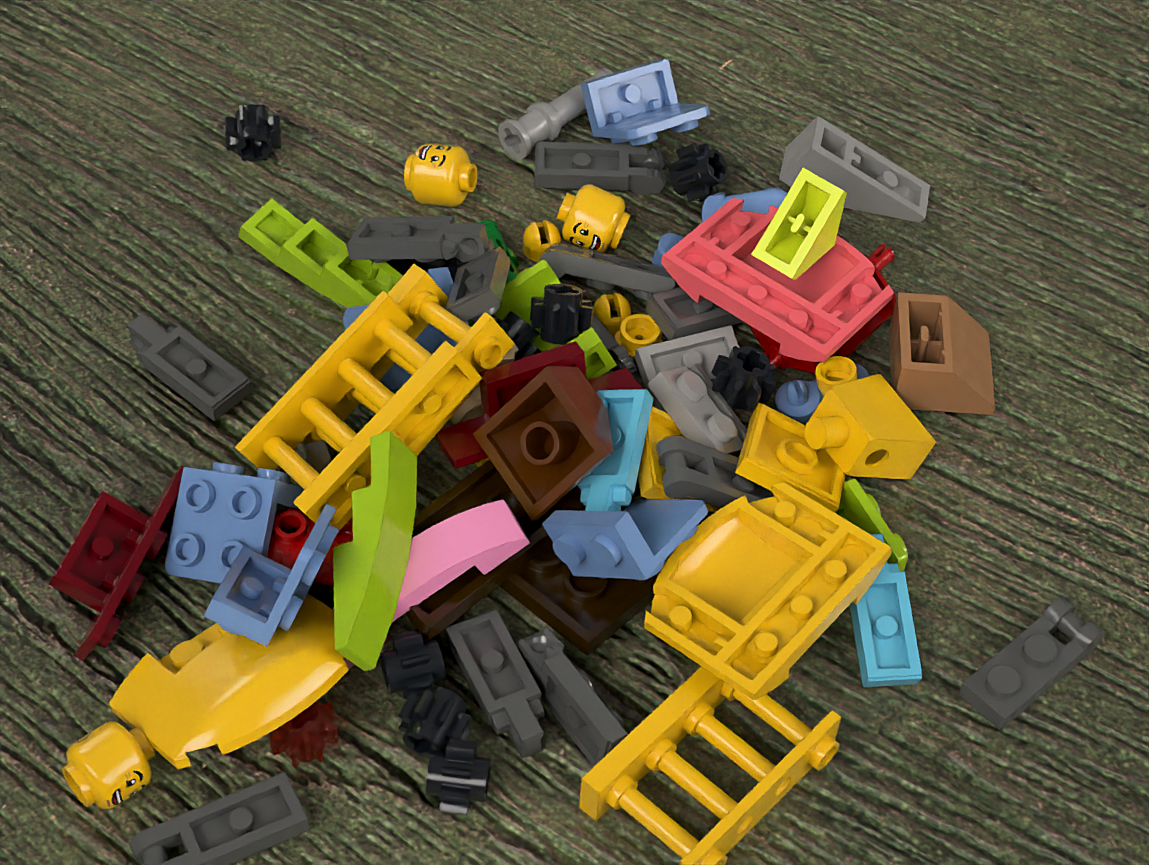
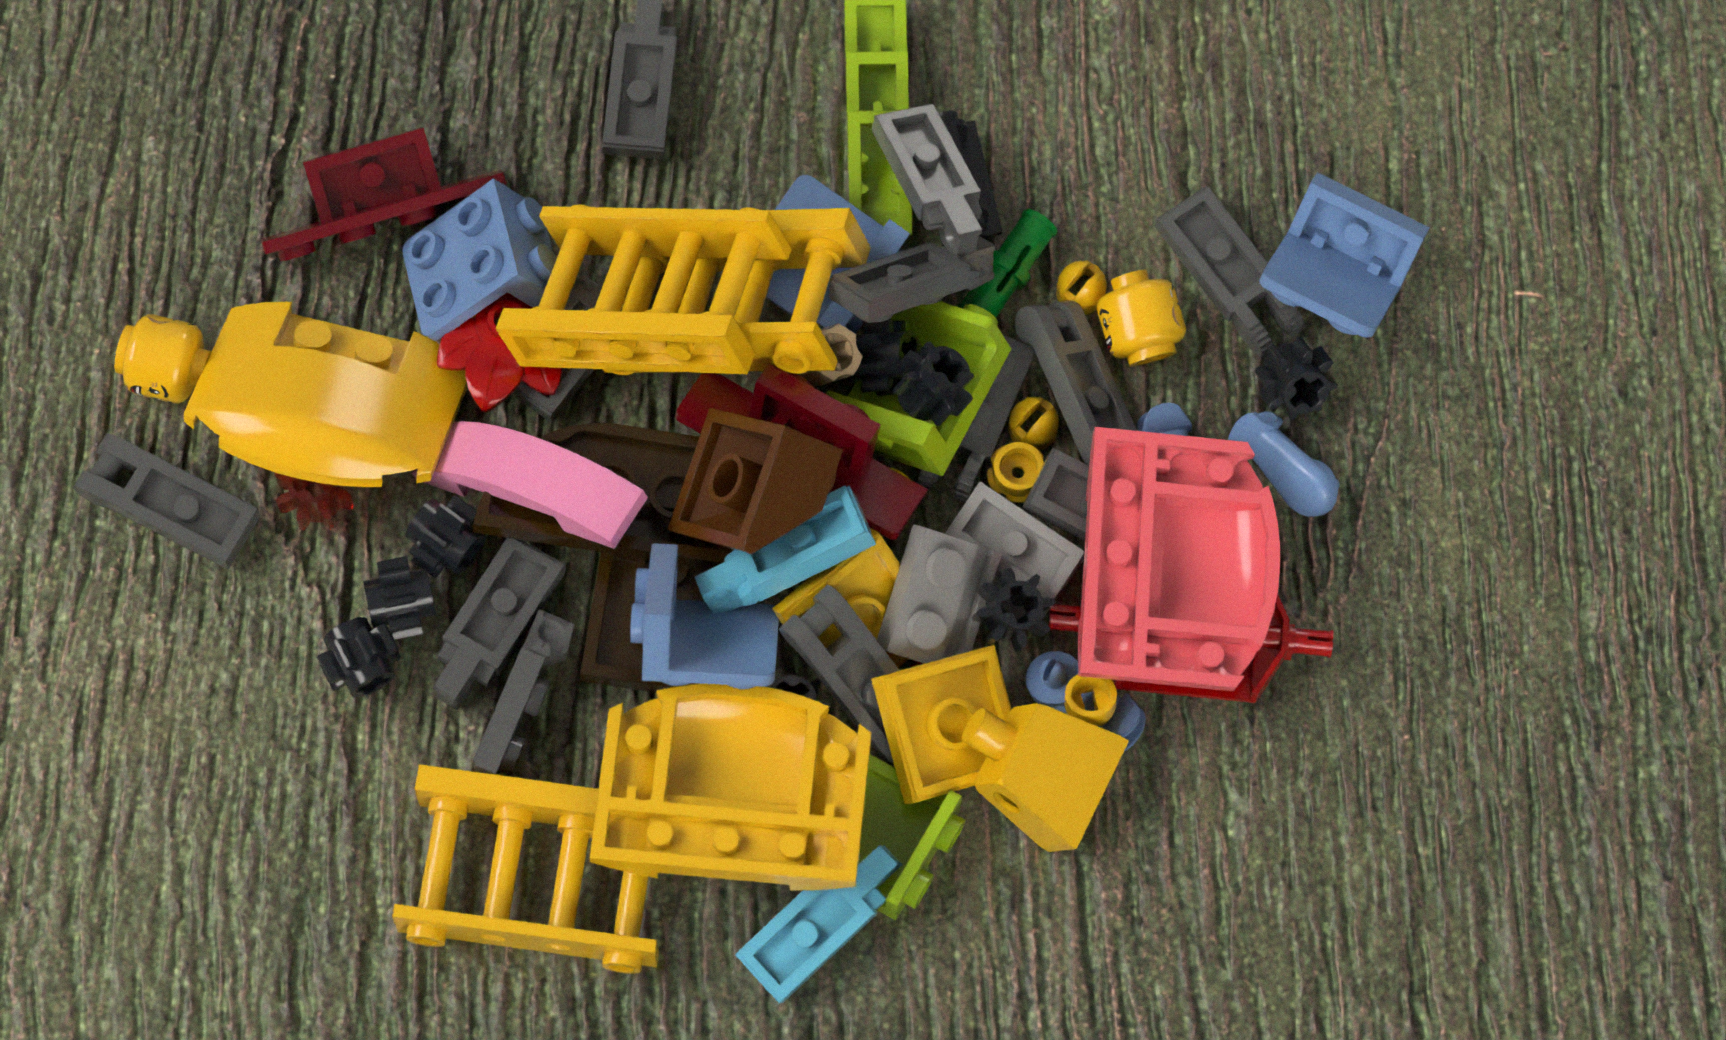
camera: 55 degrees right, 20 degrees up
(266, 595) = (397, 355): medium blue bracket -> none
(374, 564) = (484, 430): lime slope -> none
(440, 175) = (1081, 124): yellow head -> none
(543, 120) = (1254, 171): light grey pin -> none
(802, 226) = (1223, 541): neon yellow slope -> none
(867, 177) = (1429, 544): light grey slope -> none
(939, 356) = (1214, 788): medium nougat slope -> none

